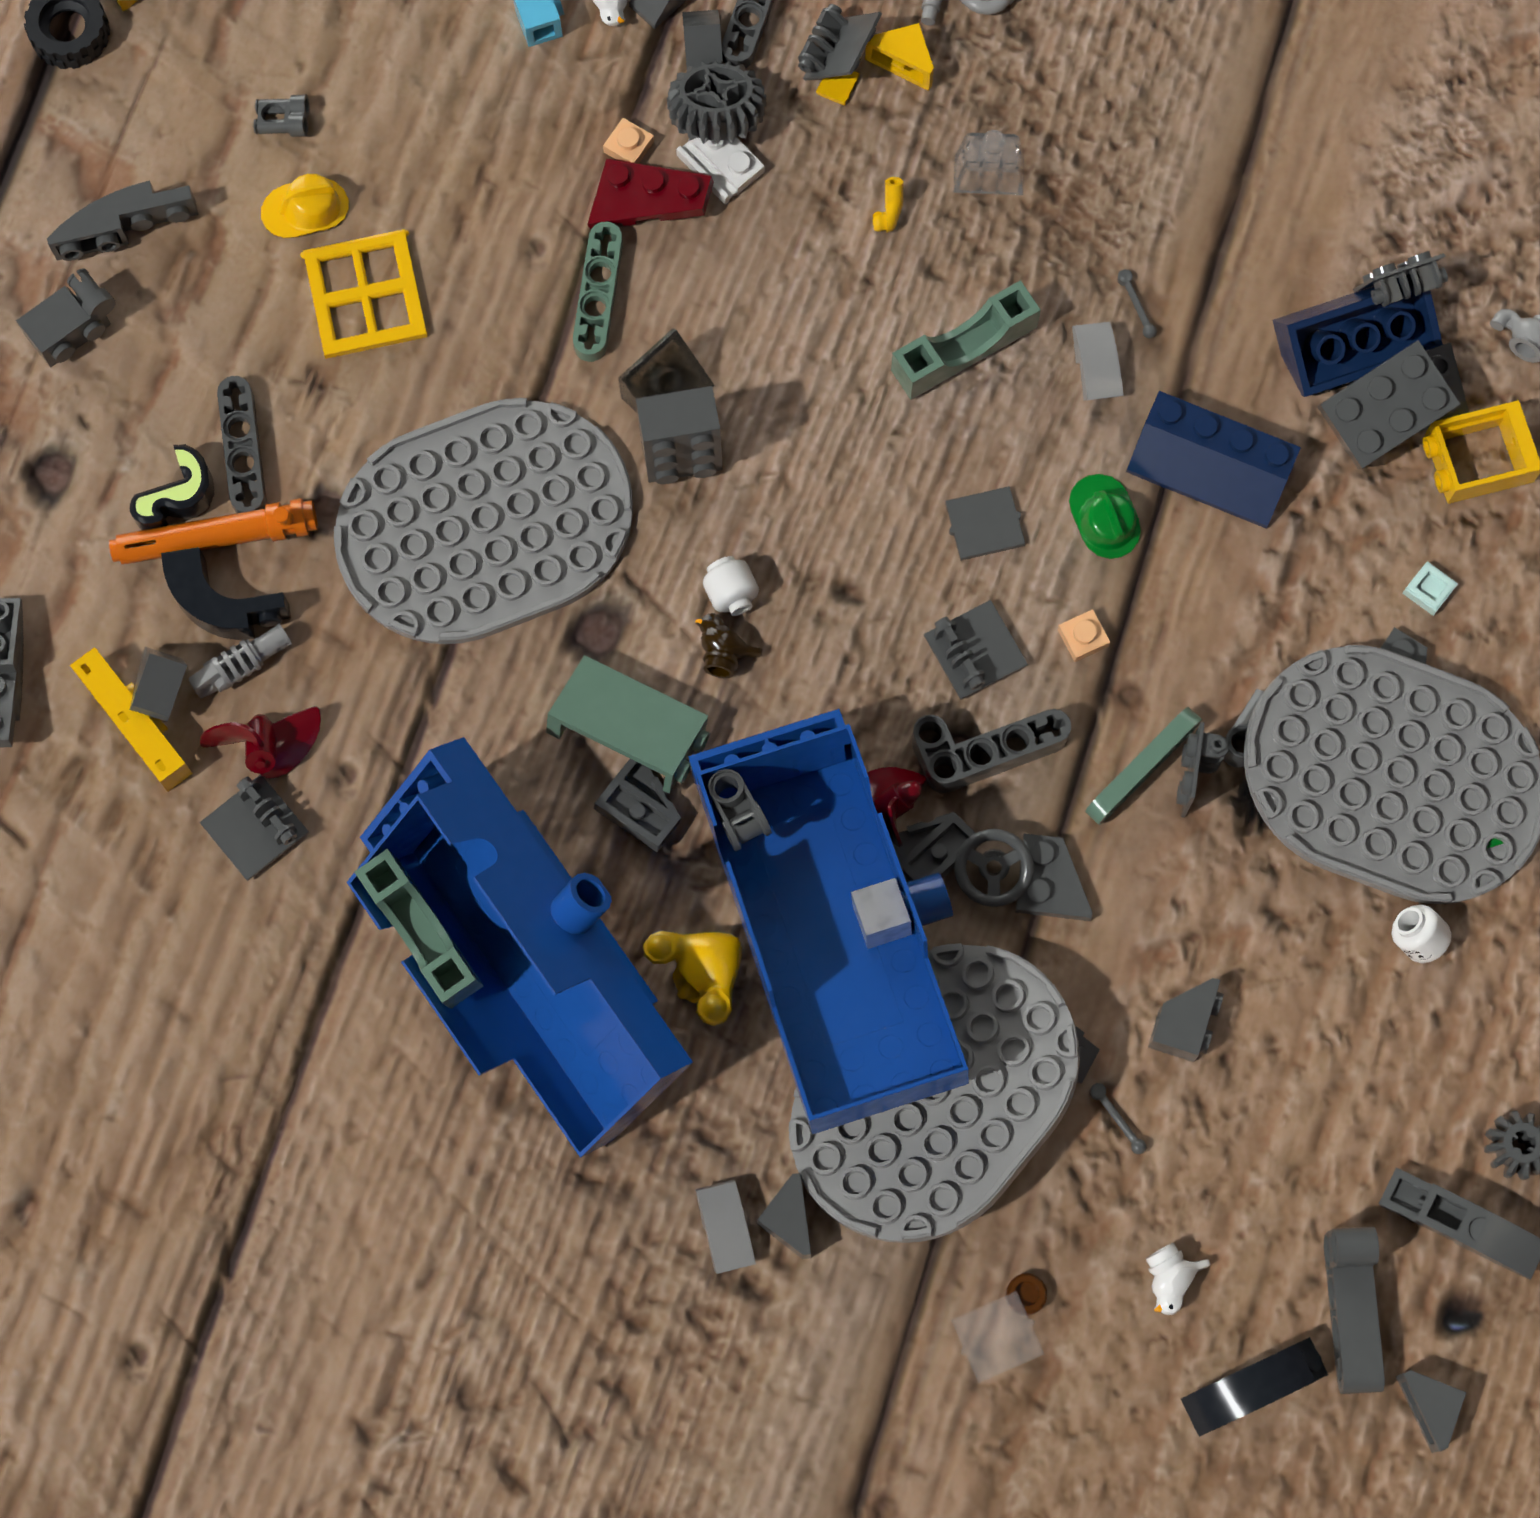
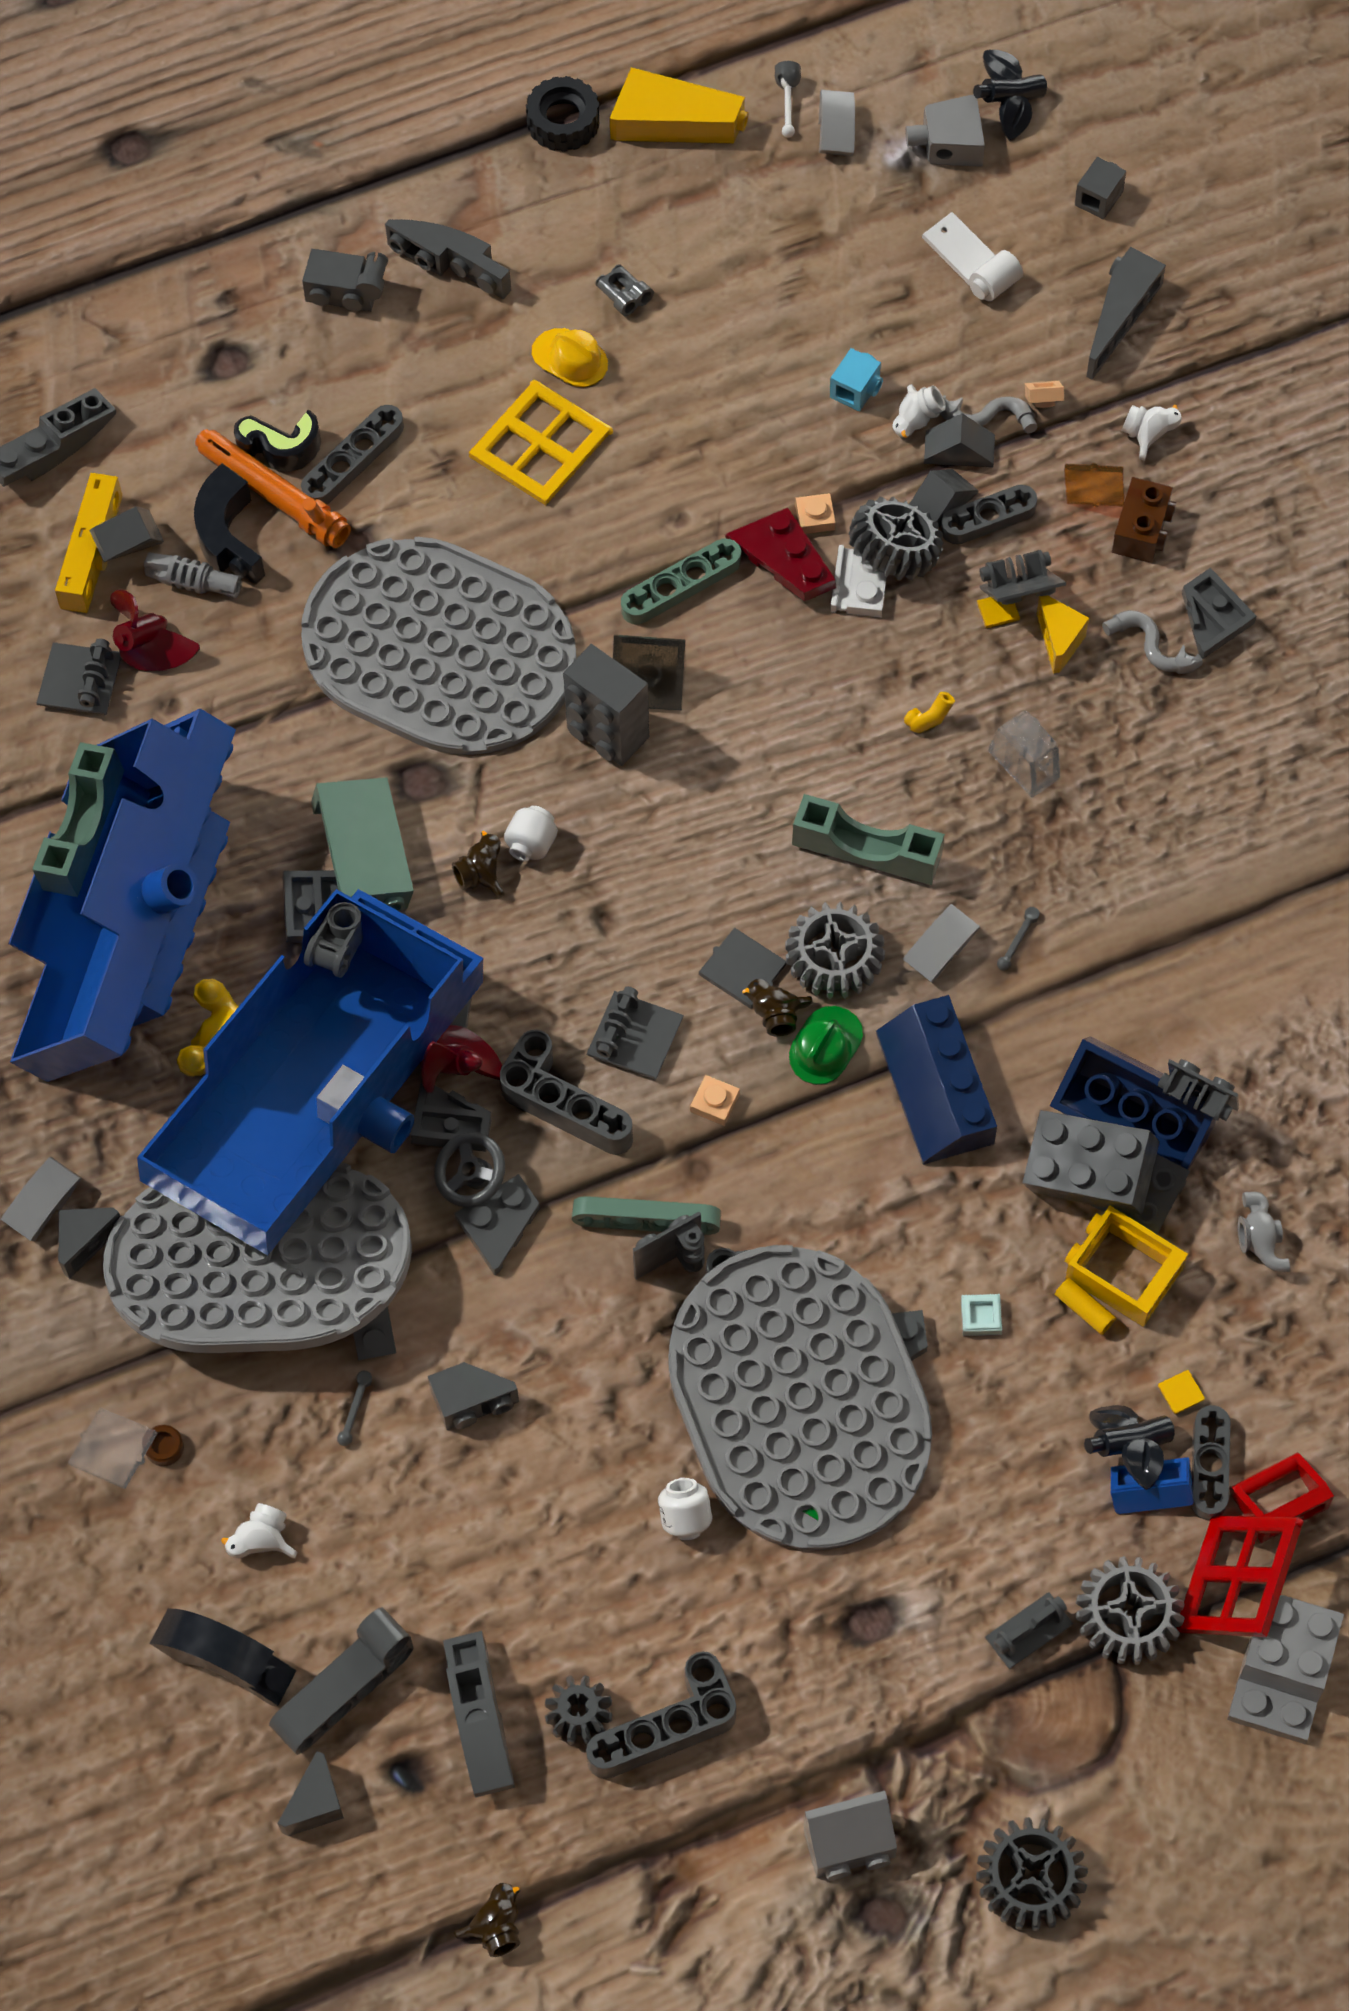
camera: 50 degrees right, 10 degrees down
(1022, 470) = (861, 940): none -> light grey gear
(1045, 526) = (775, 1006): none -> dark brown animal
(1487, 508) = (1085, 1306): none -> yellow axle

